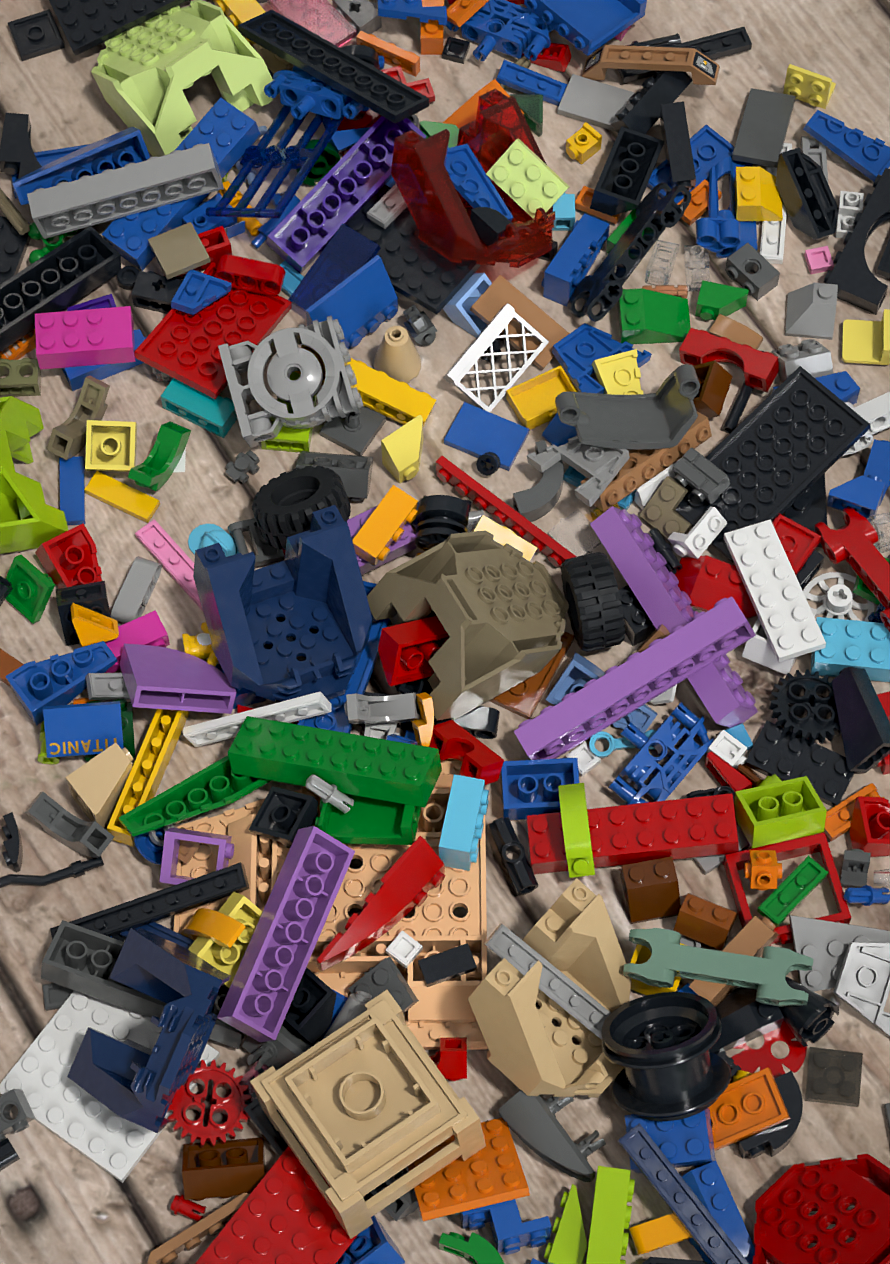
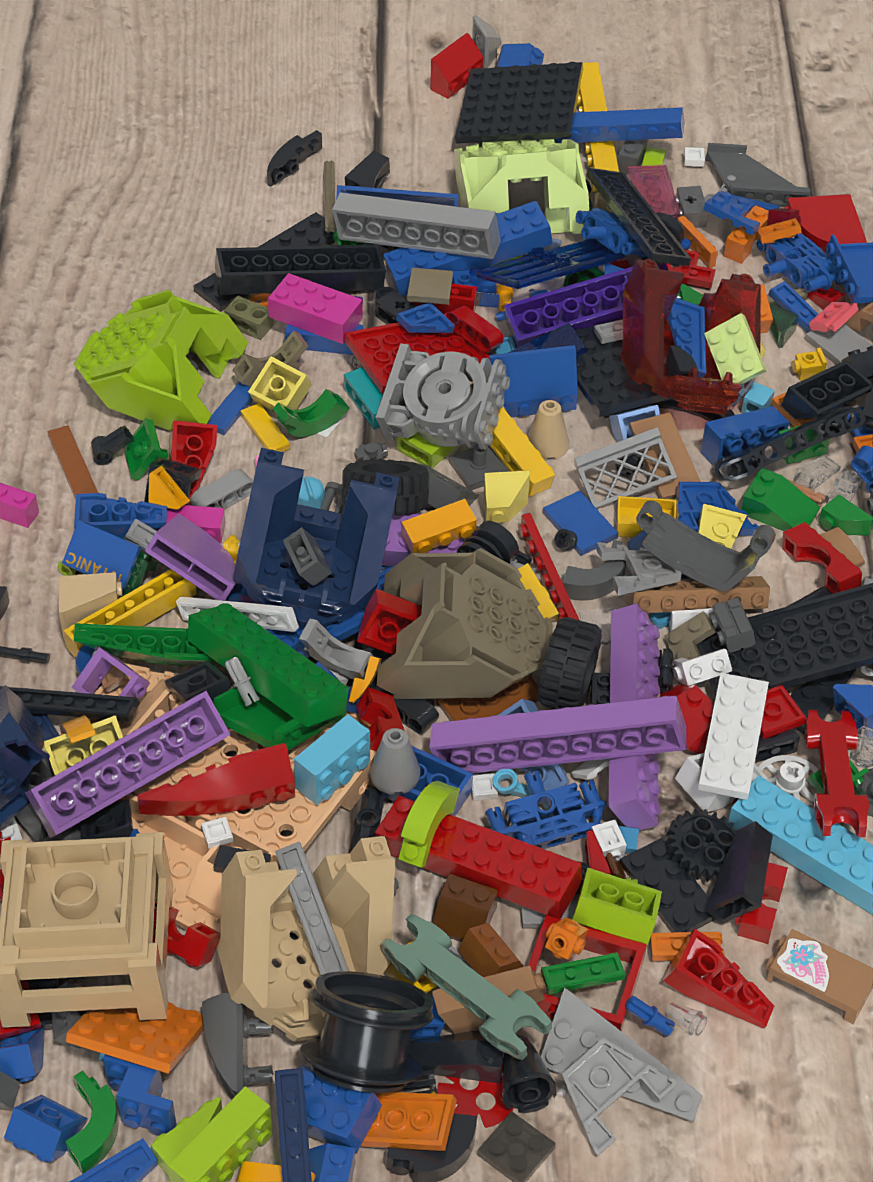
camera: 30 degrees right, 15 degrees down
(36, 35) = (439, 124): black tile -> none
(79, 835) = (41, 625): dark grey arch -> none
(292, 628) = (307, 556): none -> dark grey brick
(386, 977) = (184, 857): dark grey plate -> none
(419, 326) = (581, 423): dark grey hips -> none
(456, 50) = (752, 264): black tile -> none
(511, 793) = (395, 763): none -> light grey cone
(575, 78) = (833, 316): none -> coral plate
(713, 388) = (785, 571): reddish brown slope -> none
(855, 868) = (657, 988): dark grey bracket -> none

